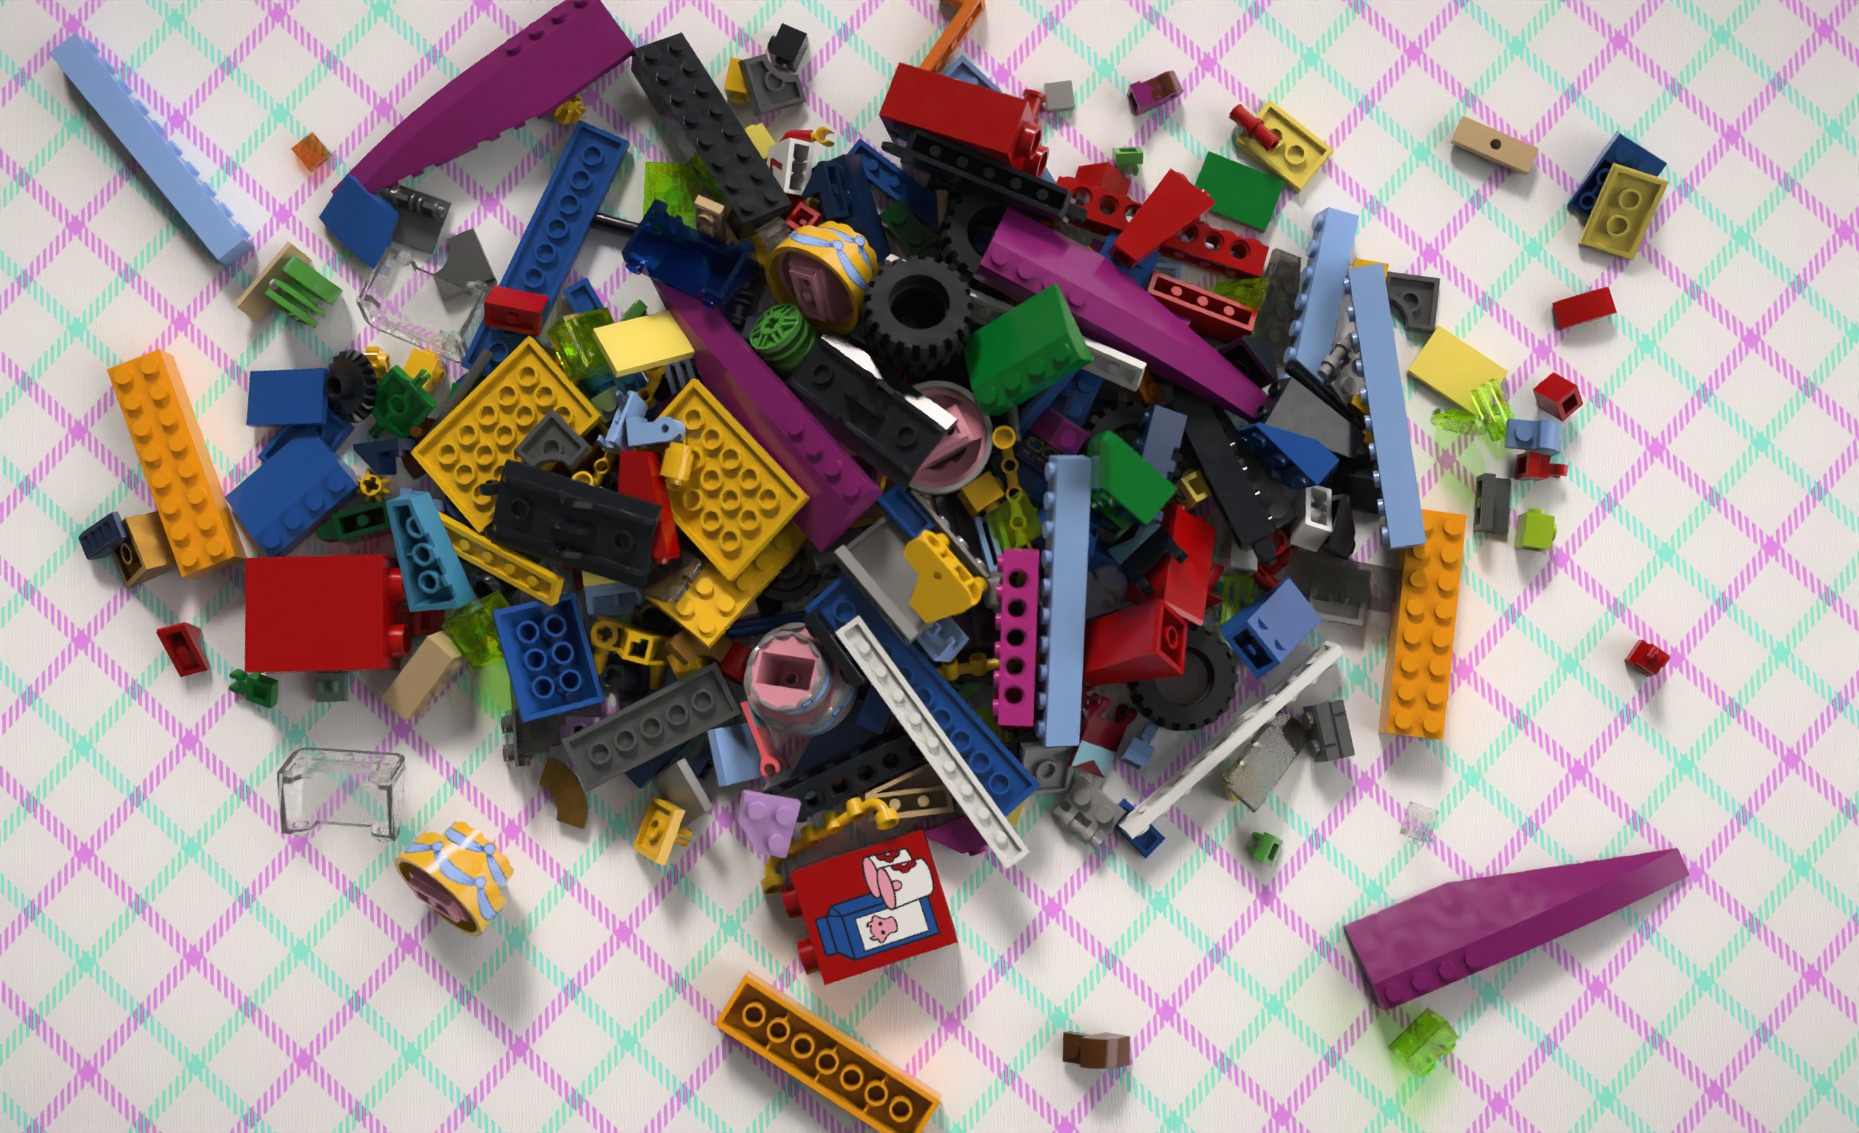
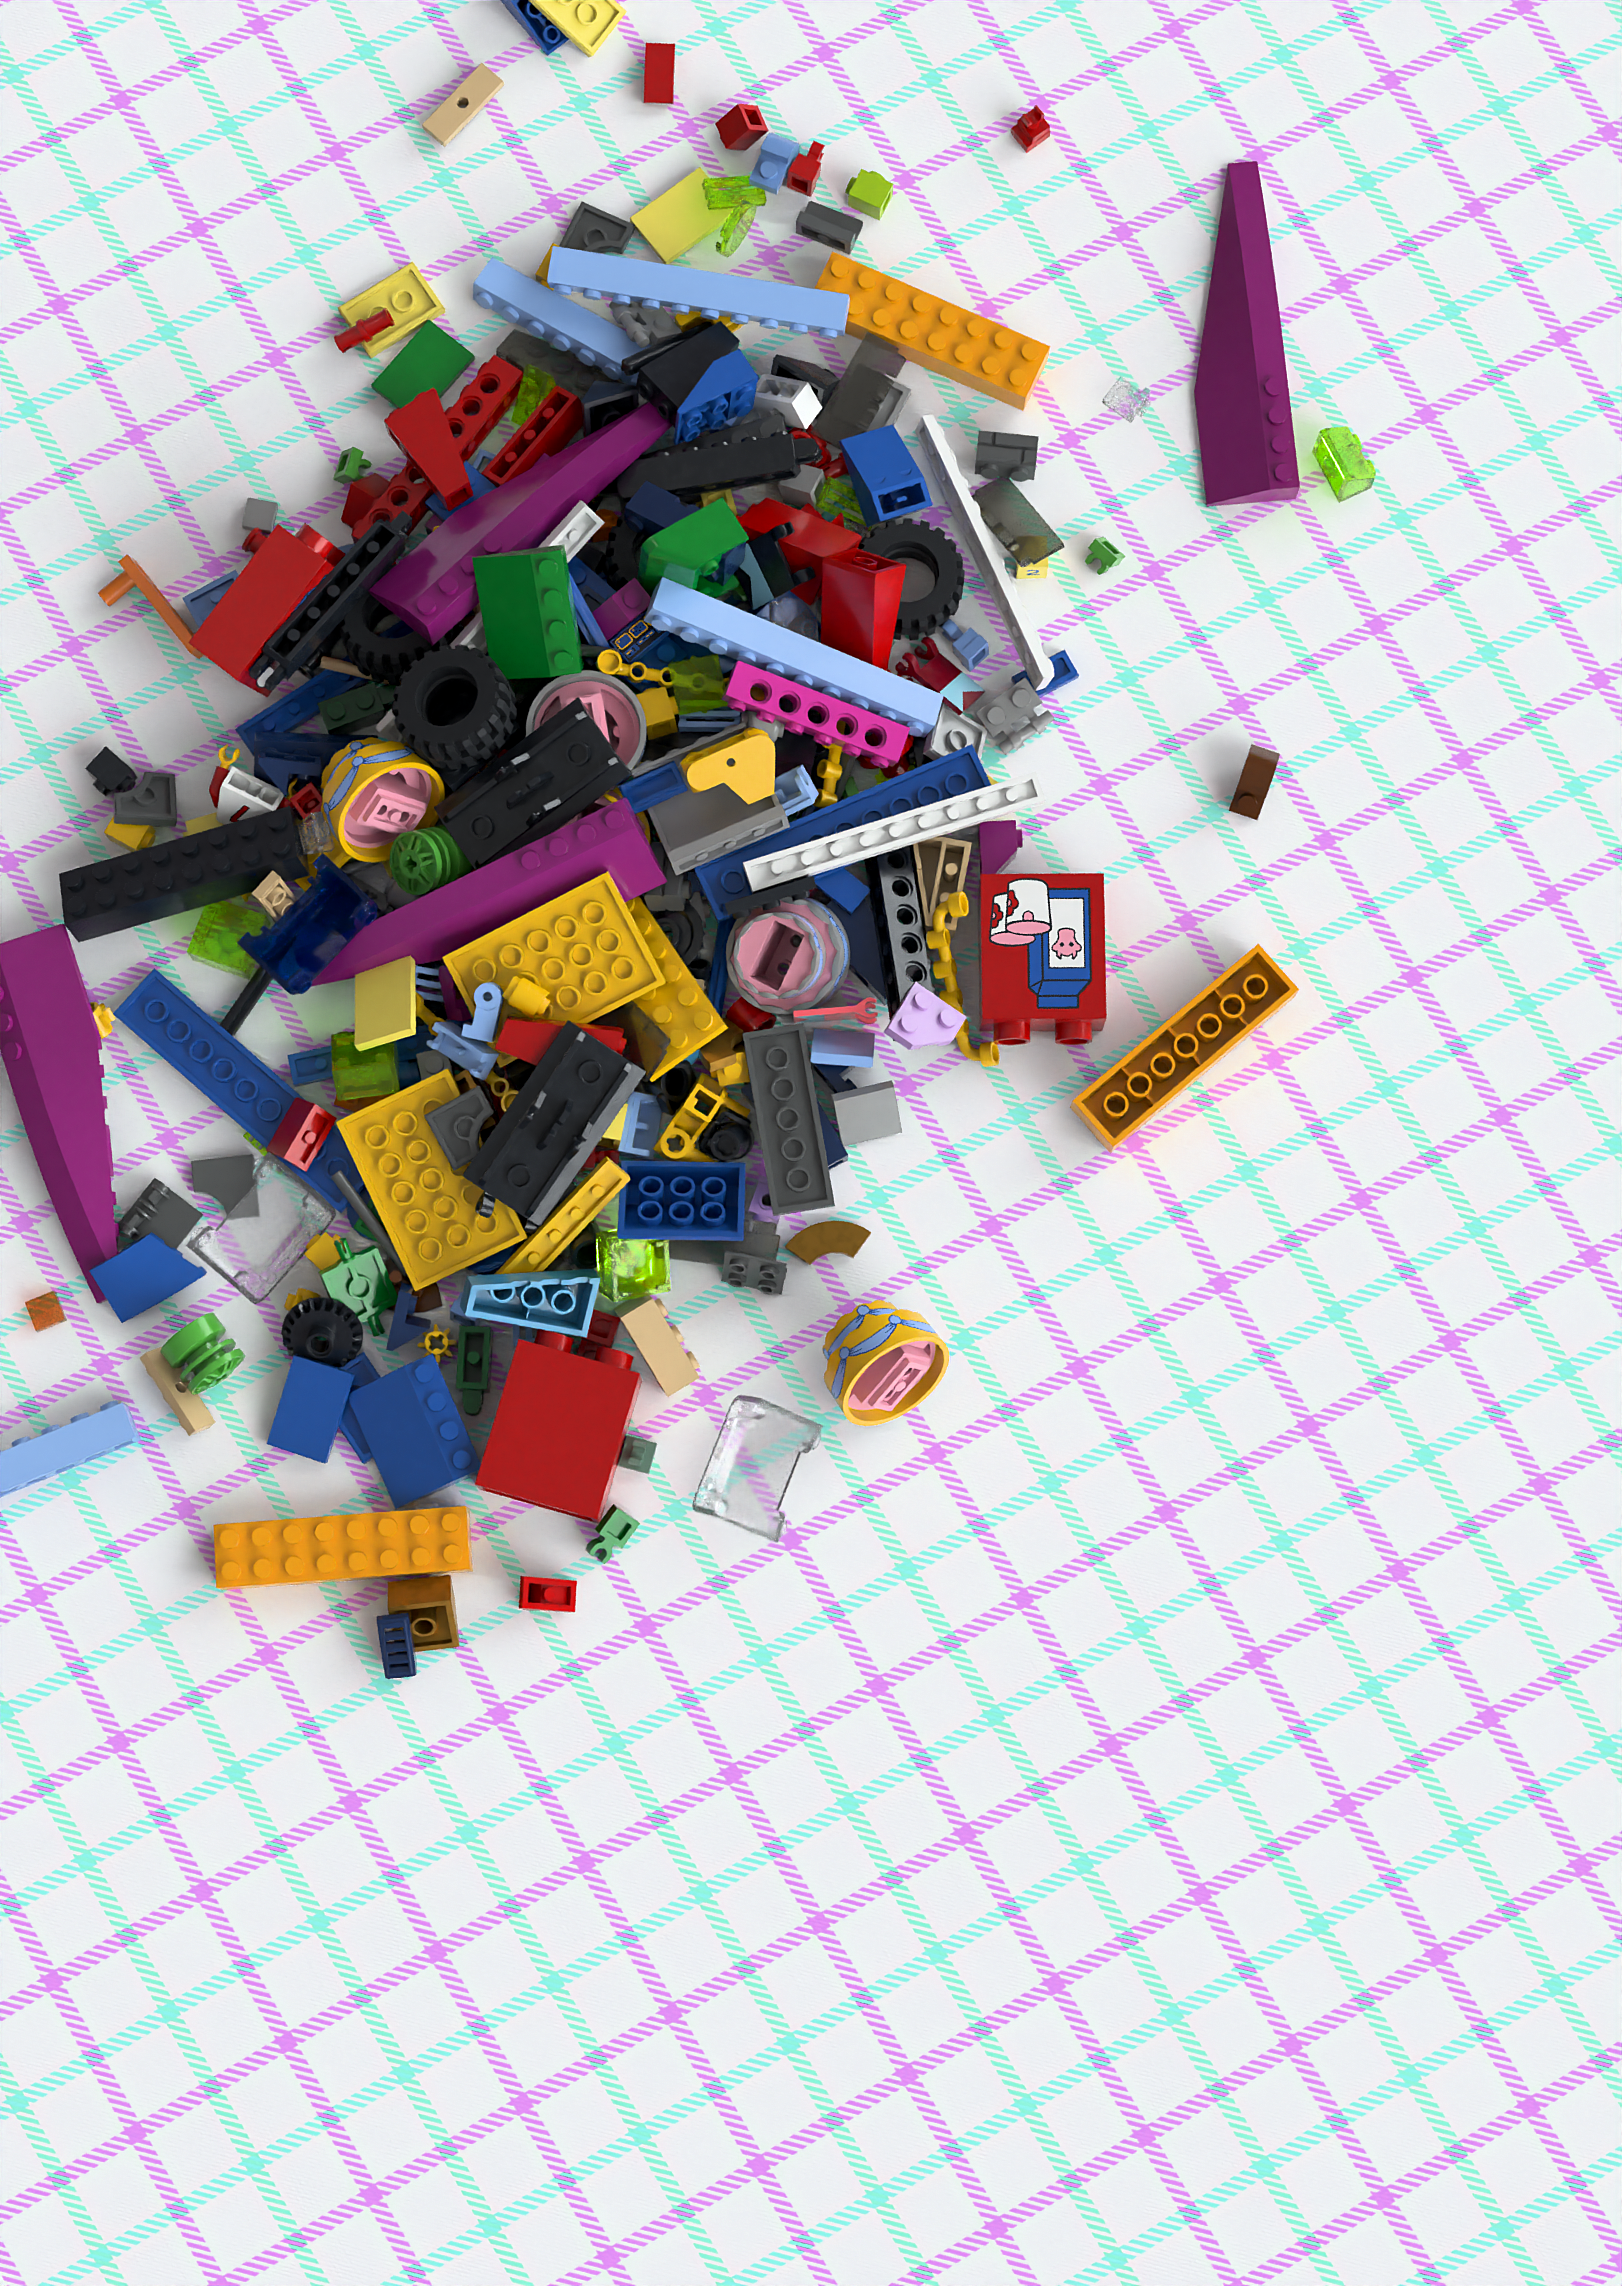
camera: 75 degrees left, 5 degrees down
(634, 311) = (342, 1016): bright green tile -> none
(660, 830) = (897, 1148): yellow tile -> none
(1154, 92) = (290, 419): magenta leg -> none
(1355, 479) = (762, 344): black slope -> none

